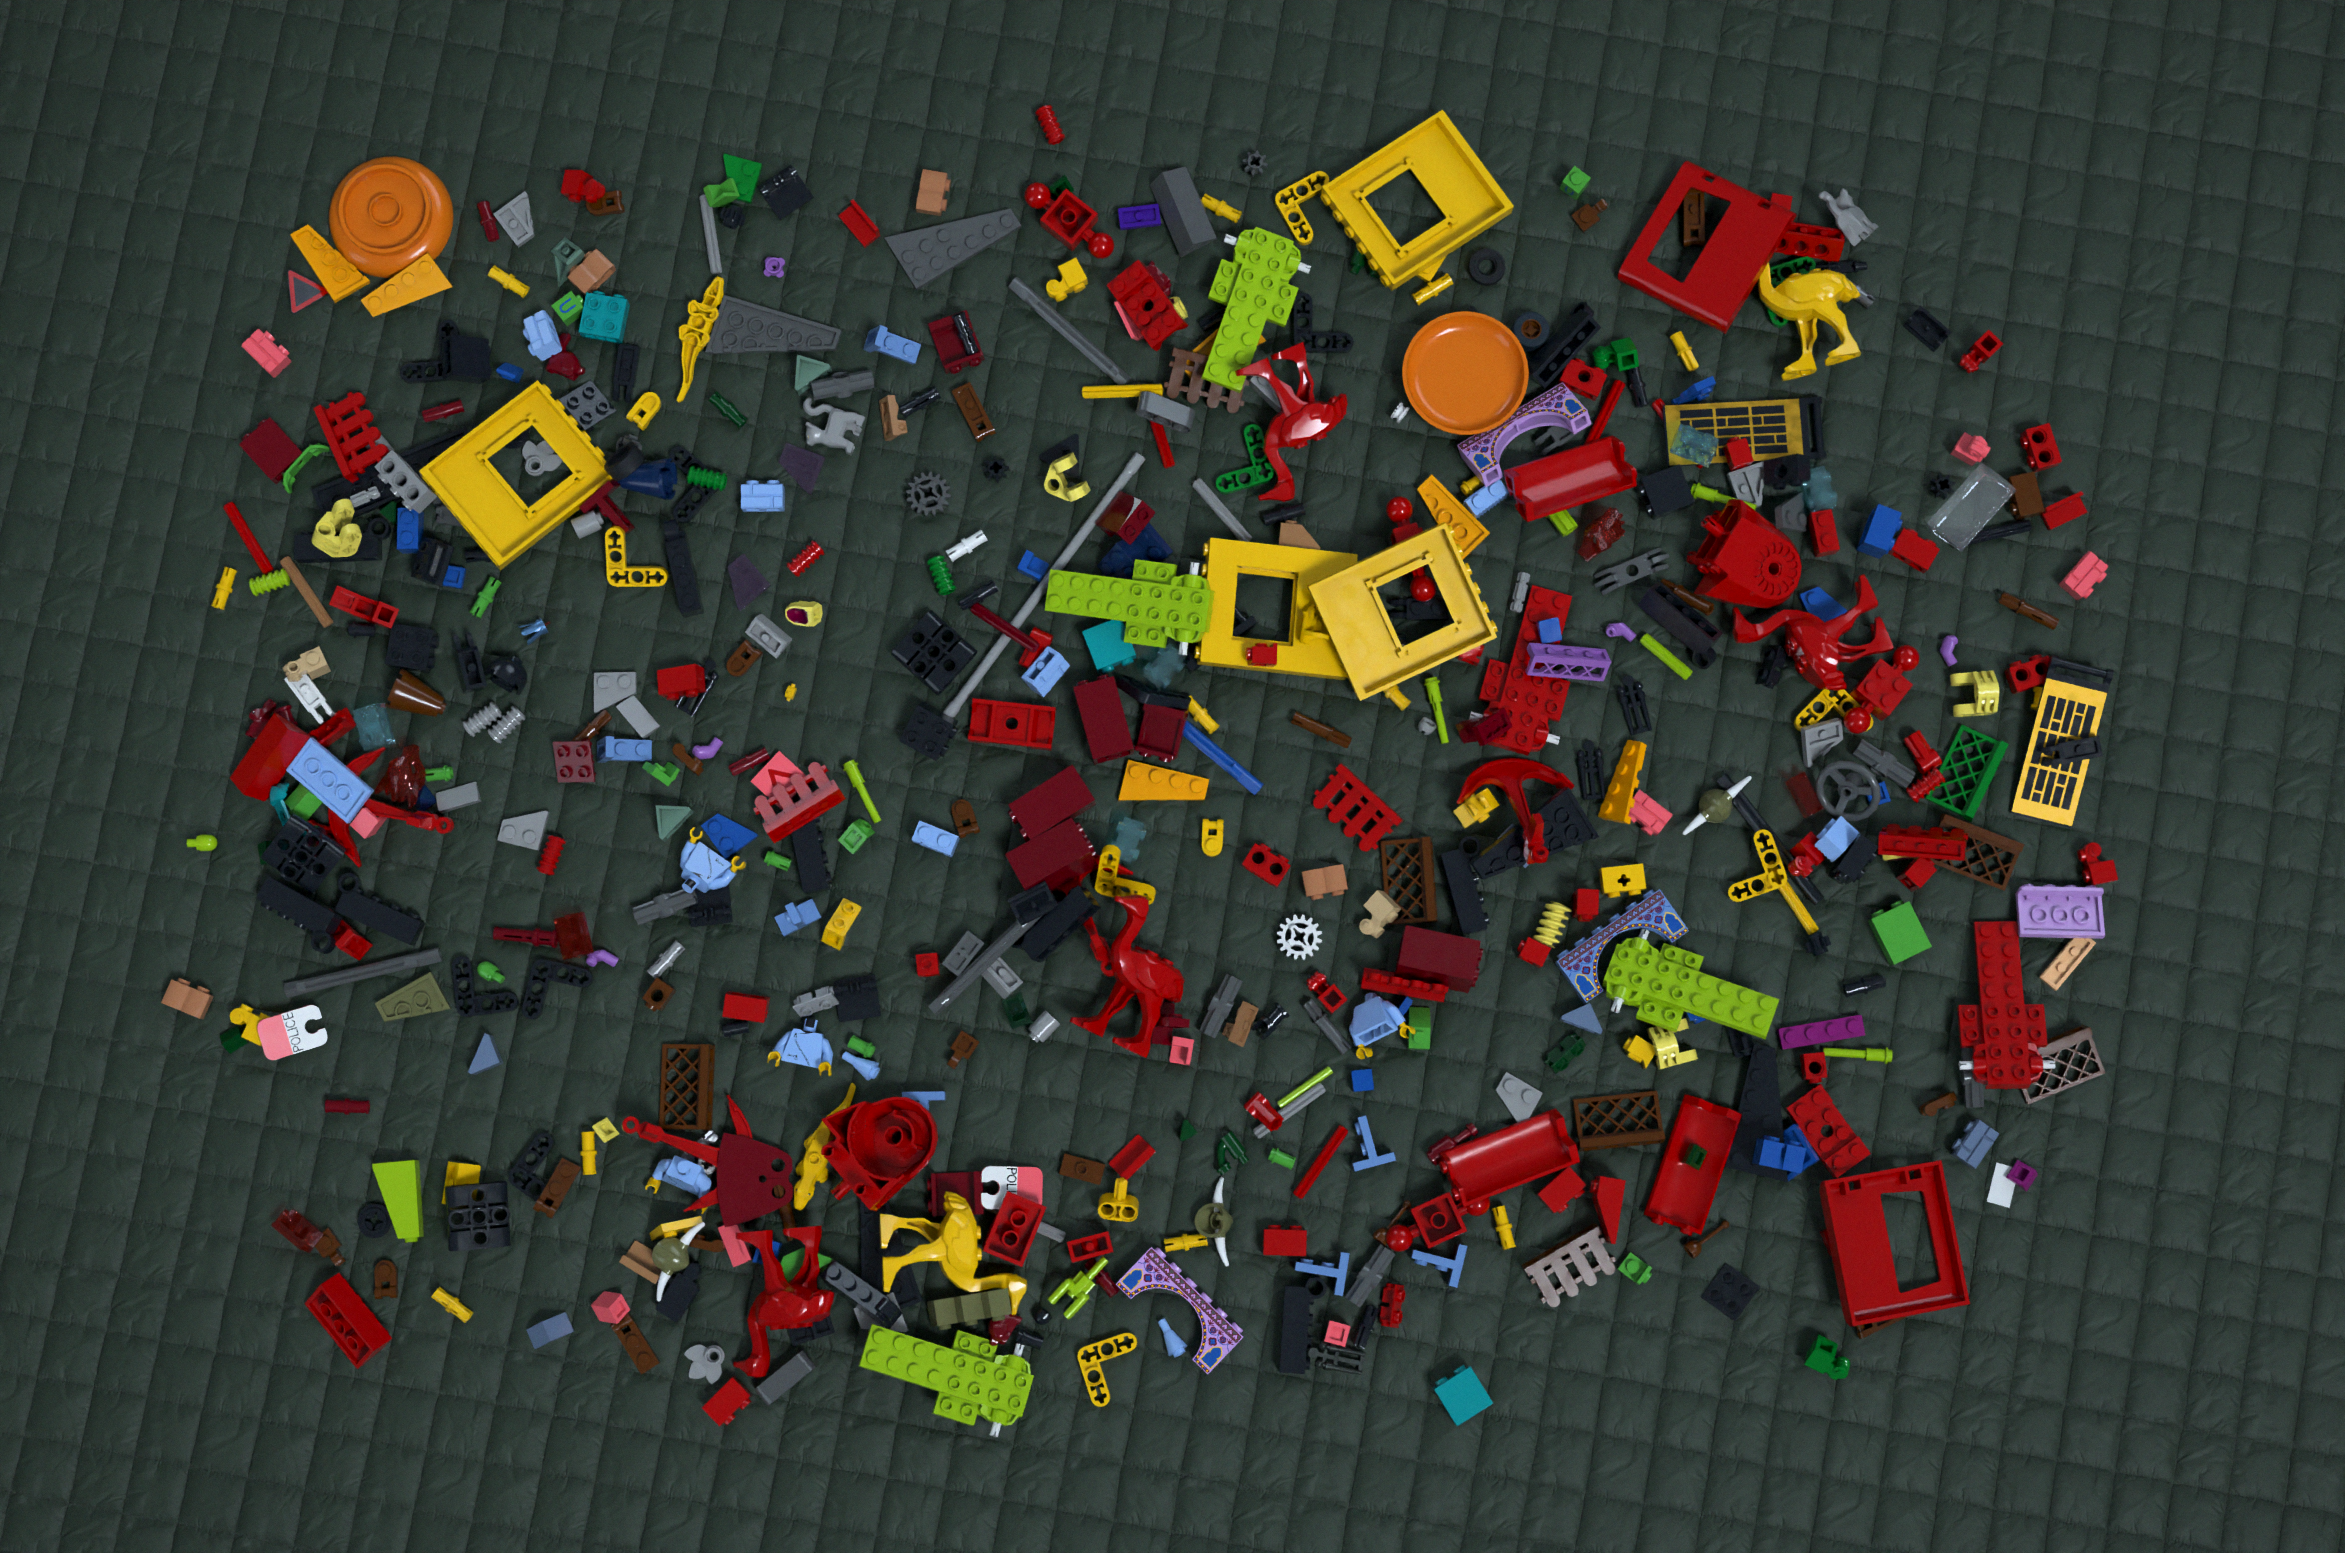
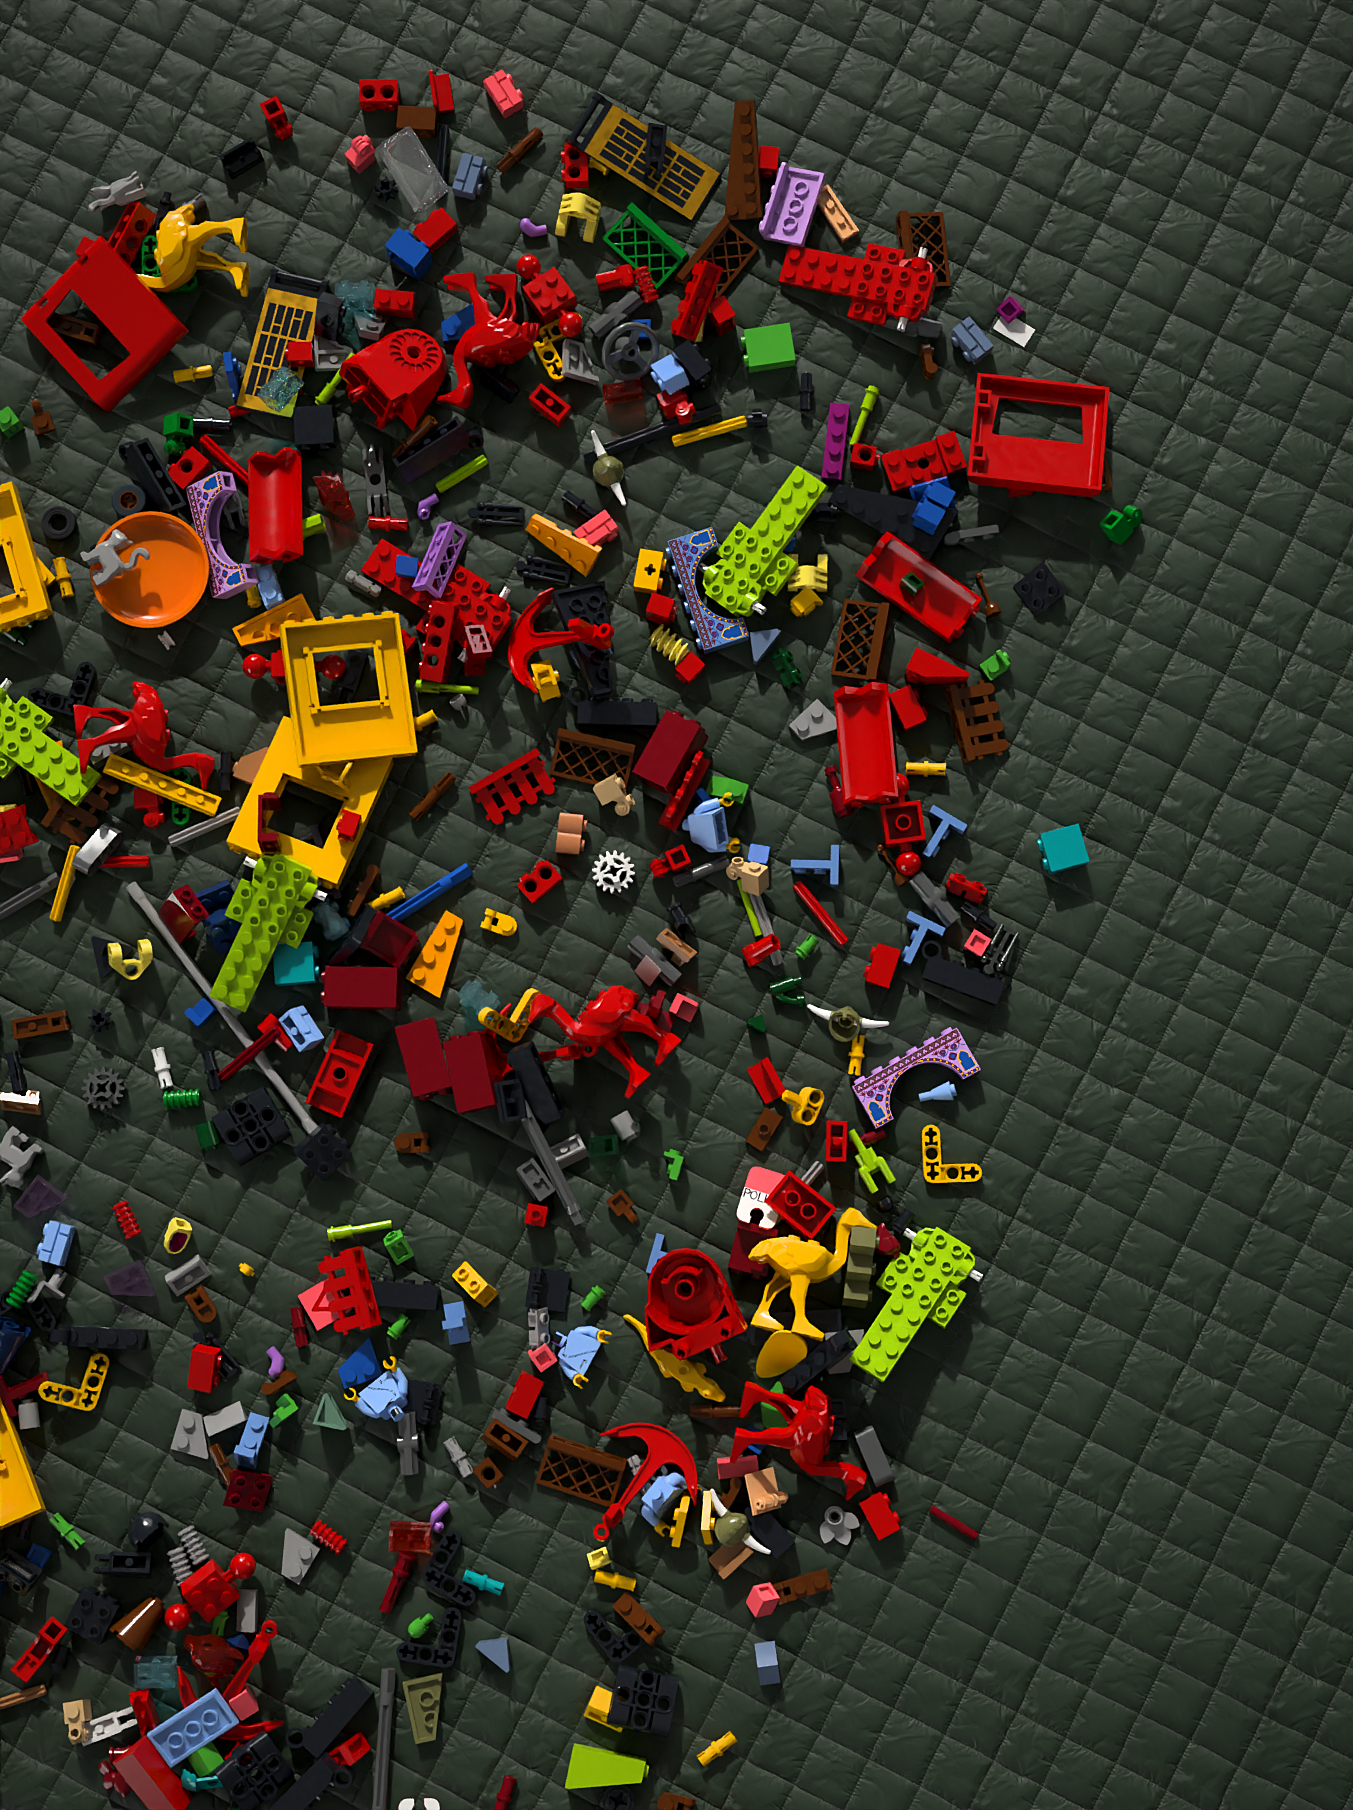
camera: 65 degrees left, 0 degrees up
(466, 755) = (210, 1591): none -> red brick
(537, 626) = (109, 1492): flat silver piece -> none
(550, 1021) = (483, 1582): none -> teal pin
(669, 1199) = (680, 1517): none -> yellow wing
(694, 1000) = (504, 1440): none -> reddish brown brick
(713, 1011) = (518, 1426): none -> dark grey hinge
(717, 505) = (51, 1287): none -> light grey bracket
(717, 1277) = (764, 1491): none -> light nougat hinge
(738, 1184) = (679, 1446): dark red piece -> none
(741, 1479) = (953, 1522): none -> dark red piece
(787, 1014) = (542, 1357): none -> coral panel
(859, 1253) = (780, 1353): none -> yellow shield
(867, 1068) = (613, 1299): light blue cone -> none
(911, 612) = (207, 1136): none -> dark green brick
(935, 839) = (423, 1174): light blue brick -> none
(1016, 1090) = (674, 1168): none -> bright green bracket
(1204, 690) = (364, 889): none -> reddish brown plate
(1207, 1002) = (647, 970): none -> sticker
(1220, 579) = (268, 841): none -> dark red panel
(1231, 450) = (147, 800): none -> red brick
(1249, 455) = (162, 785): none -> yellow tile
(1338, 1081) = (753, 875): none -> tan brick
(1462, 330) = (110, 560): none -> light grey animal
(1514, 688) = (447, 633): none -> red brick
(1590, 597) = (388, 523): none -> red pin
(1670, 787) = (579, 505): none -> black axle
(1765, 725) = (550, 405): none -> red brick
(1765, 1203) = (969, 535): none -> dark grey hinge
(1766, 877) = (685, 446): yellow beam -> none
(1983, 567) = (469, 176): none -> sand blue brick
(2072, 853) = (744, 179): none -> reddish brown wing

